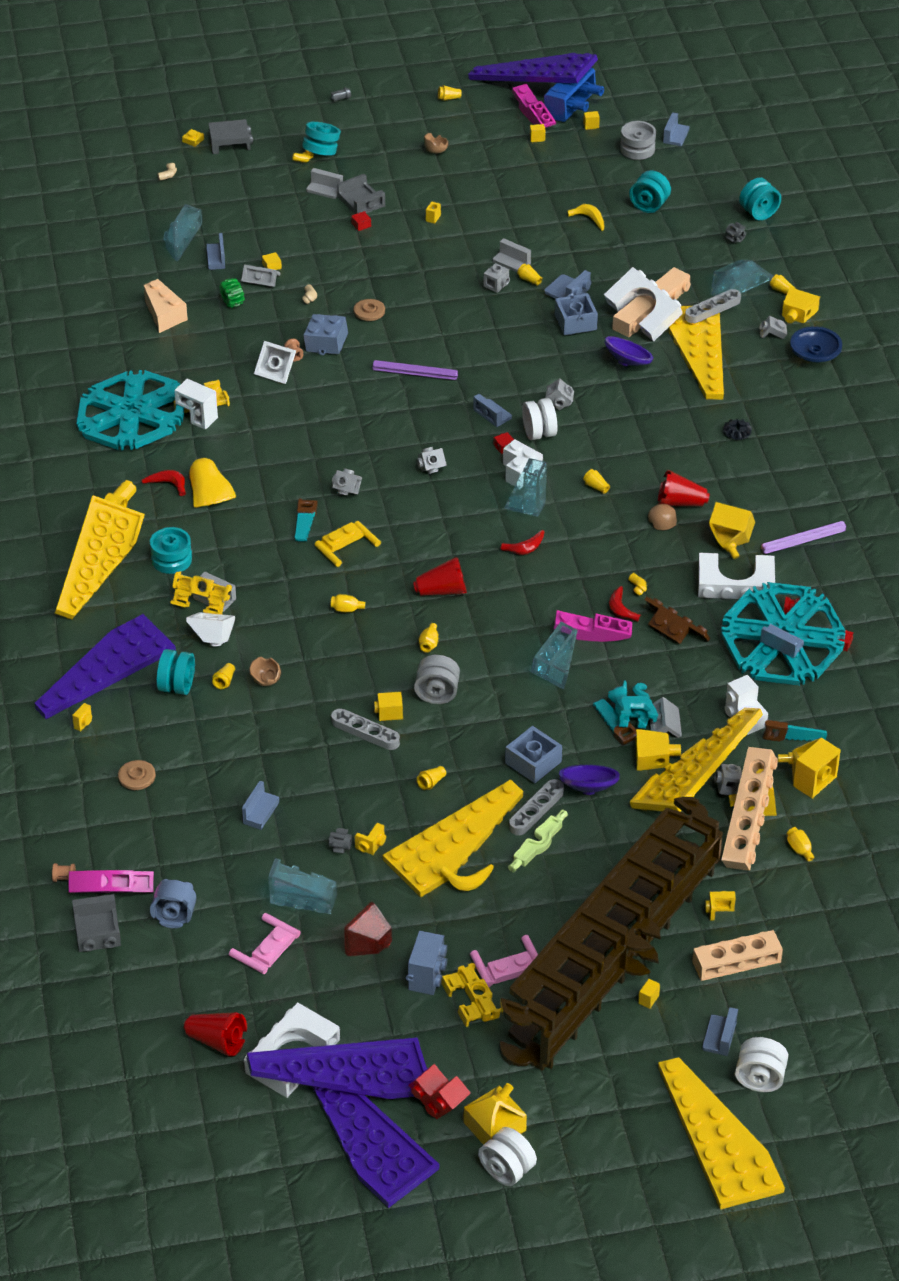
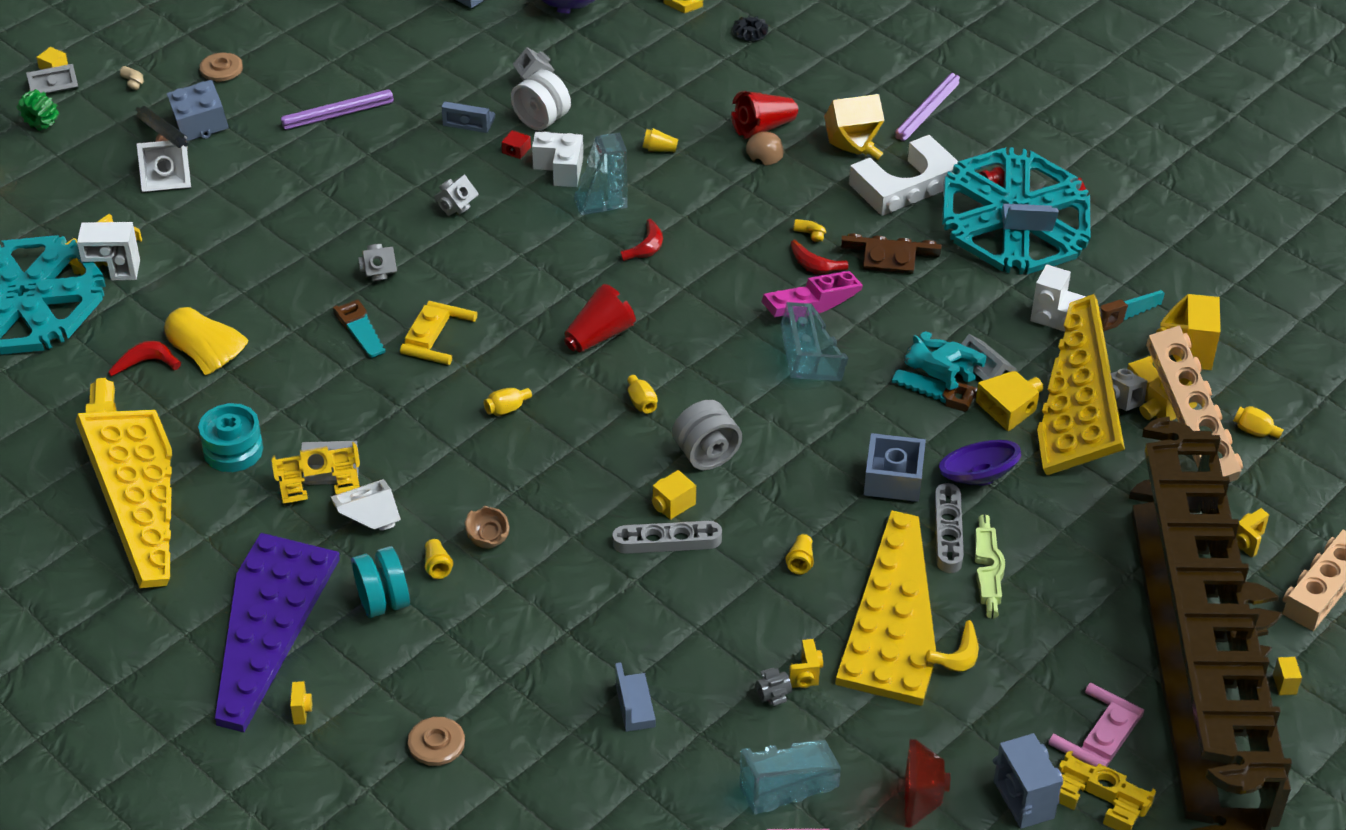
camera: 35 degrees left, 0 degrees up
(290, 335) = (162, 127): none -> black axle

